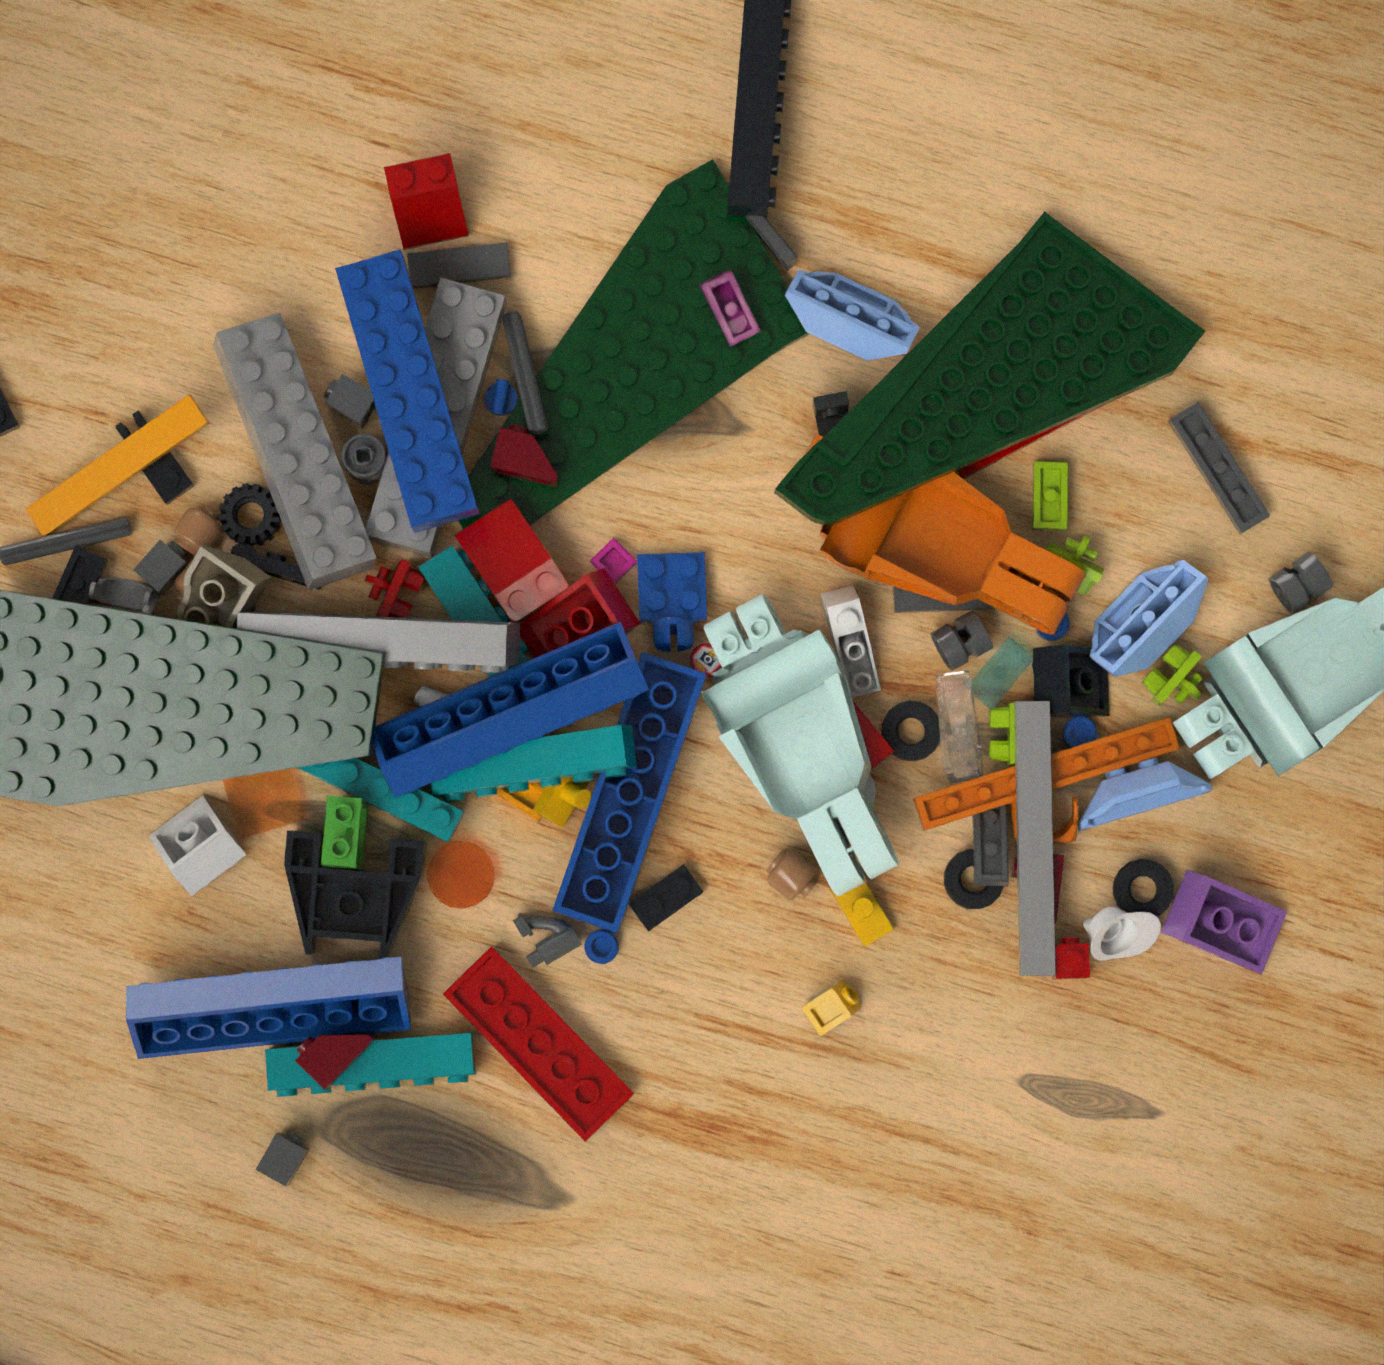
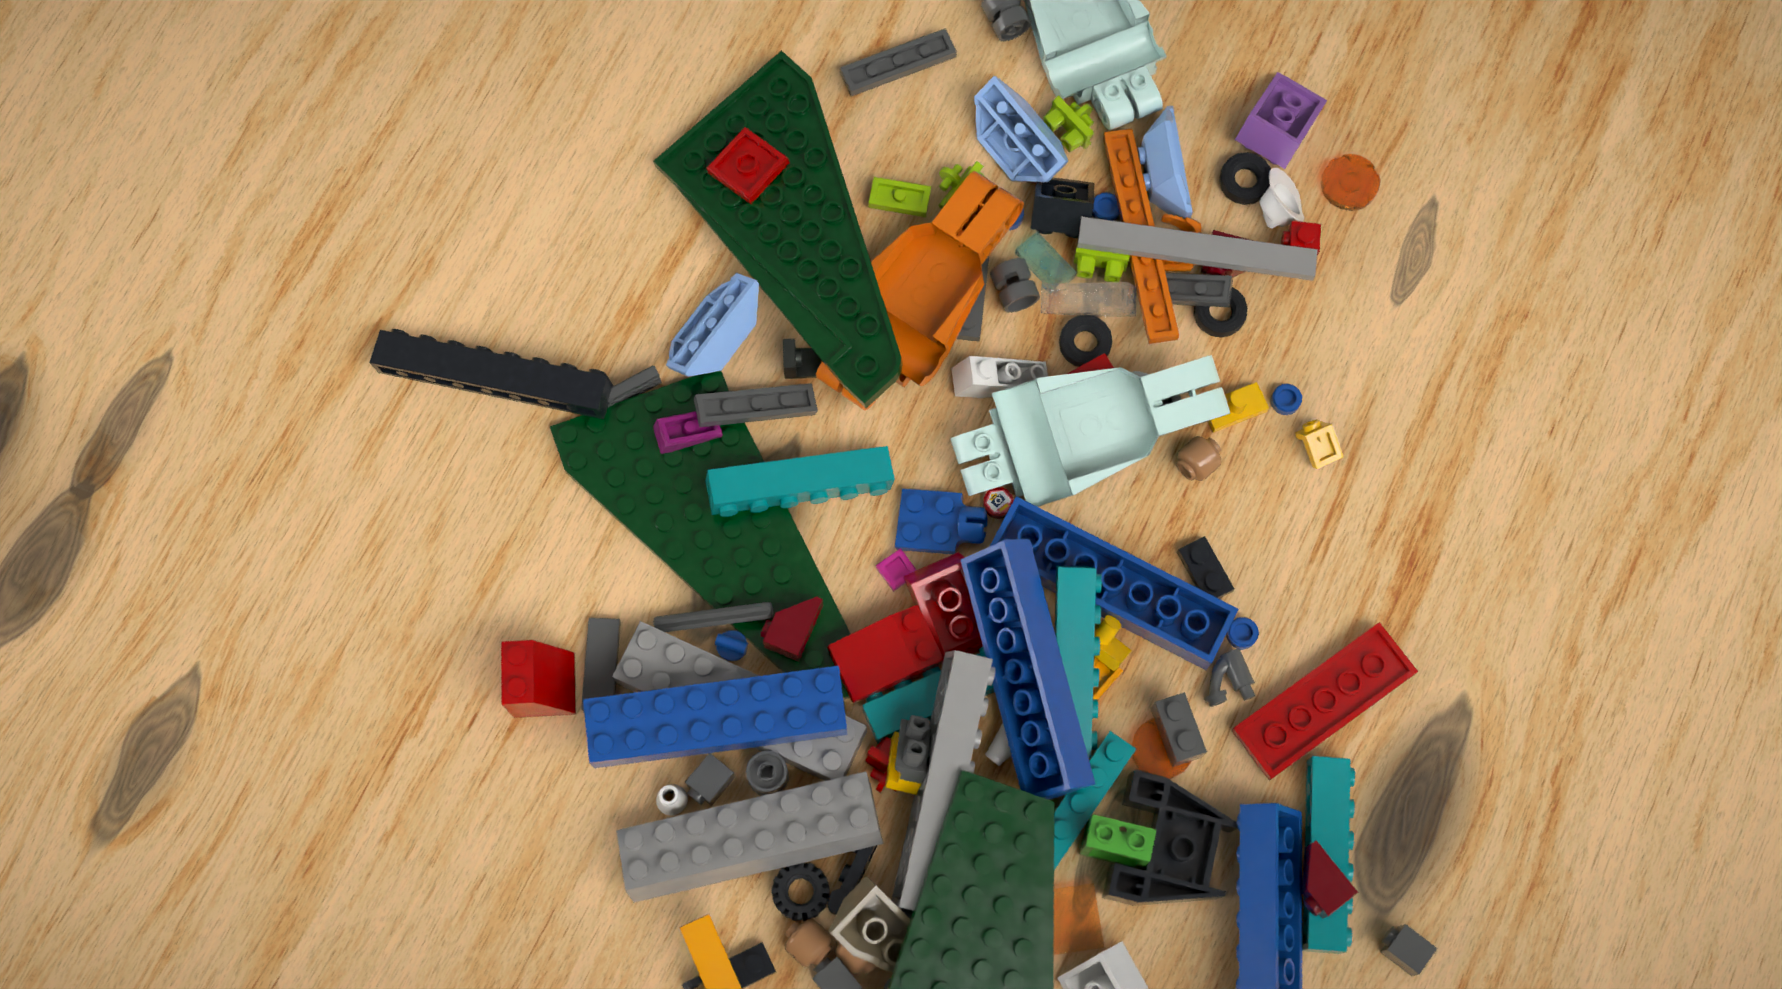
camera: 80 degrees left, 10 degrees down
(326, 372) = (674, 806): none -> white cone
(400, 600) = (909, 755): none -> dark grey hips
(476, 885) = (1178, 729): none -> dark grey brick
(689, 437) = (799, 480): none -> teal brick
(769, 376) = (755, 405): none -> dark grey plate
(880, 966) = (1286, 399): none -> blue tile
(1049, 316) = (747, 165): none -> red tile
(1161, 1012) = (1350, 182): none -> clear orange tile

